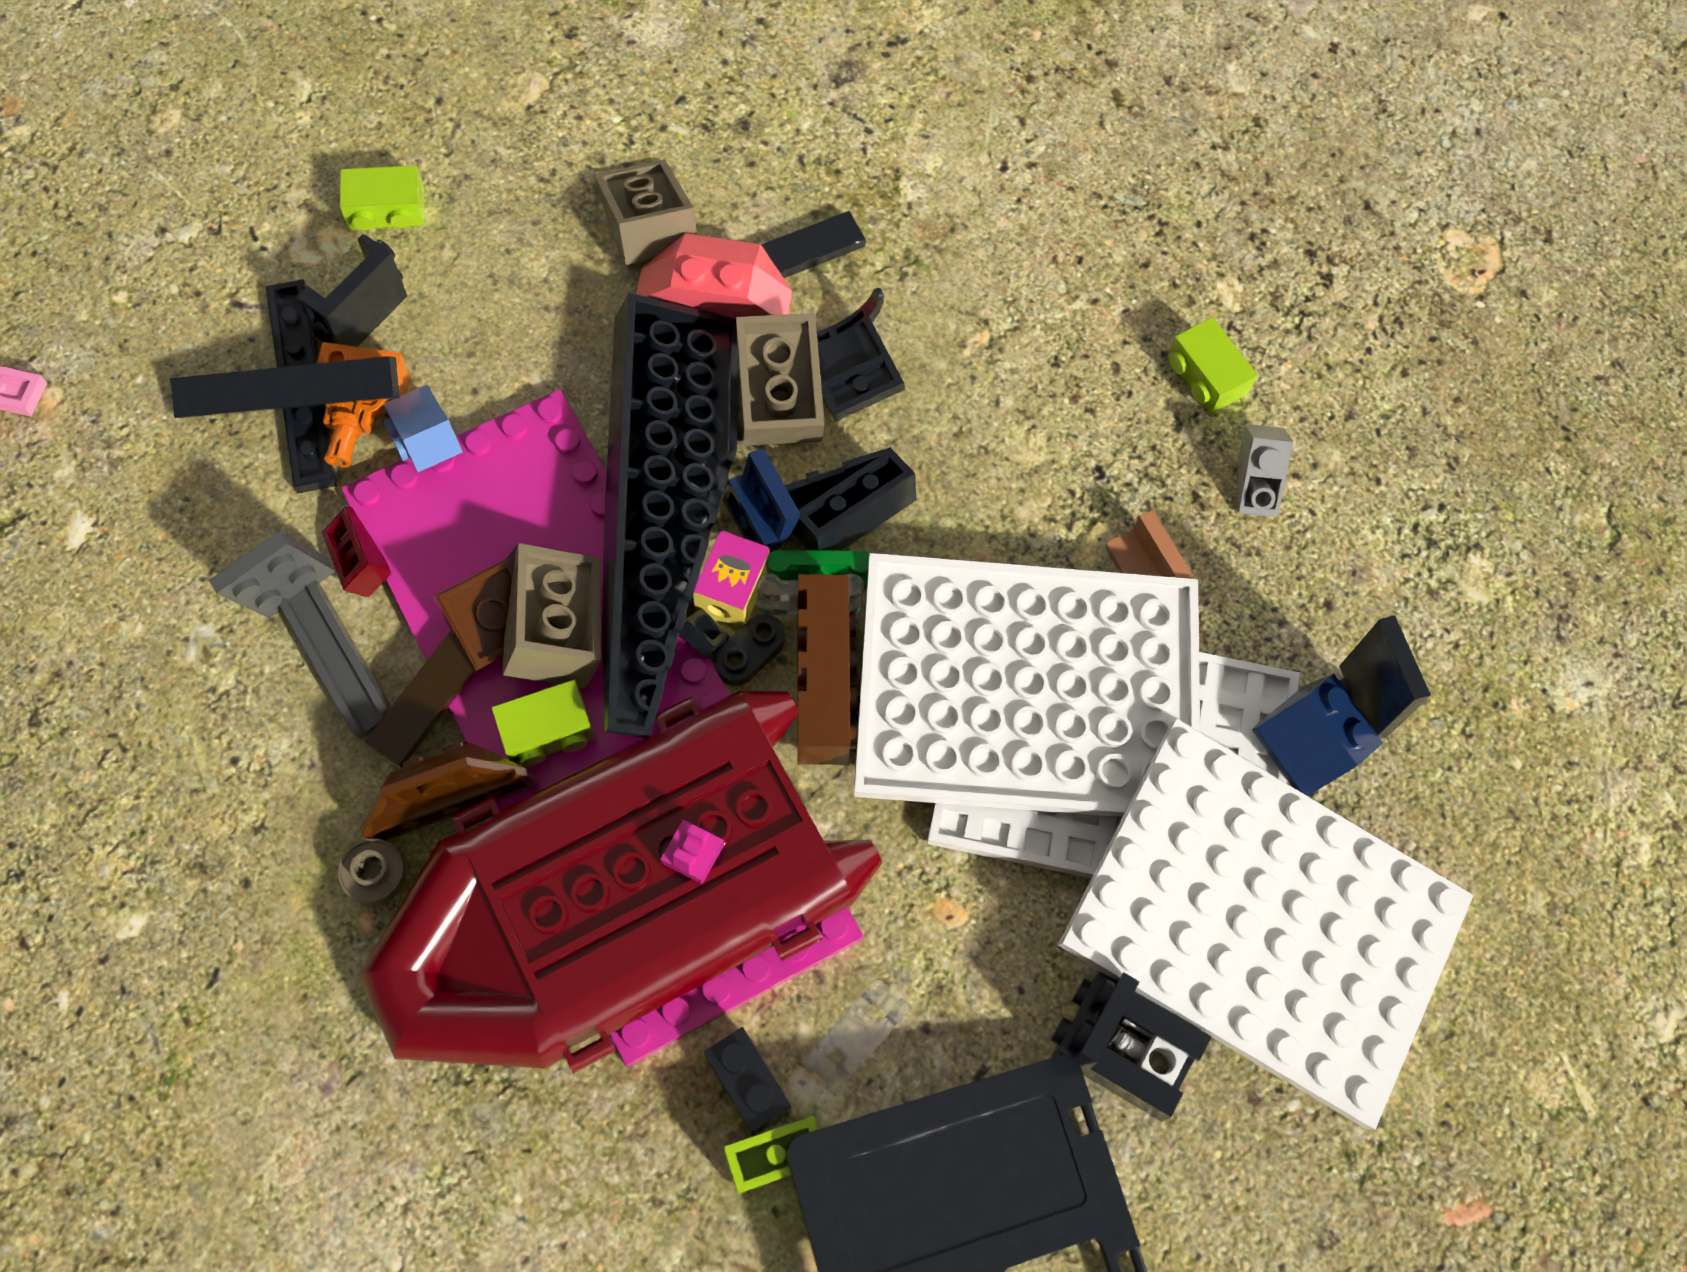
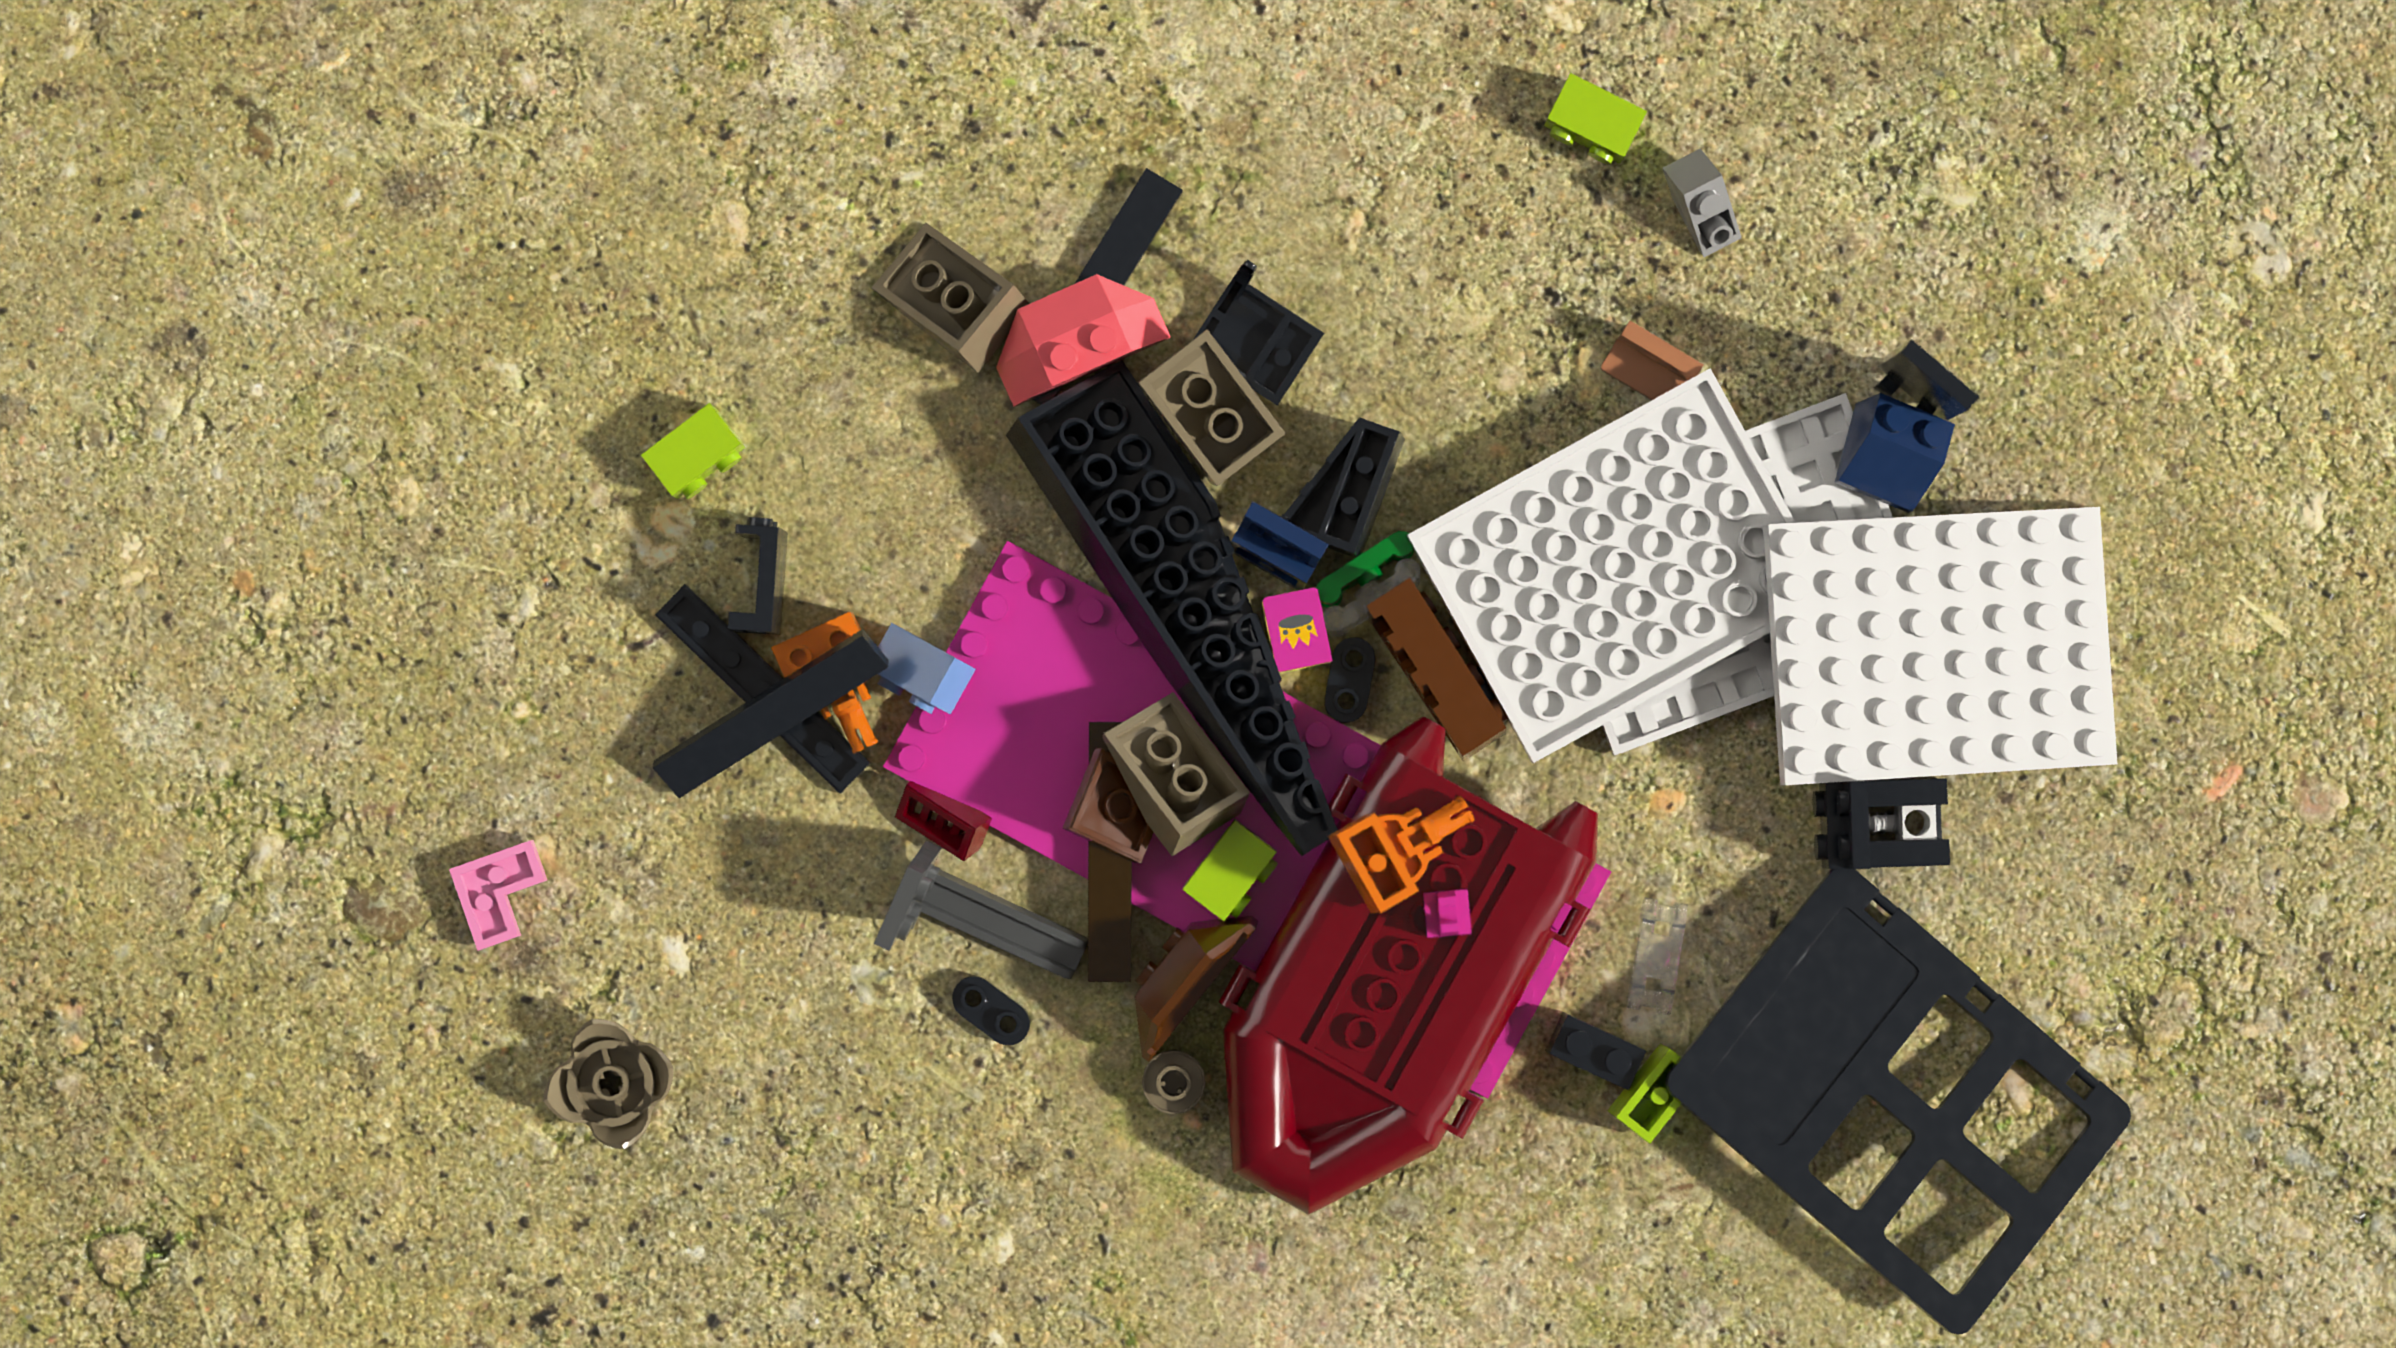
camera: 25 degrees left, 20 degrees up
(274, 721) = (991, 1010): none -> black plate
(681, 763) = (1388, 855): none -> orange brick
(703, 633) = (1305, 695): black tile -> none

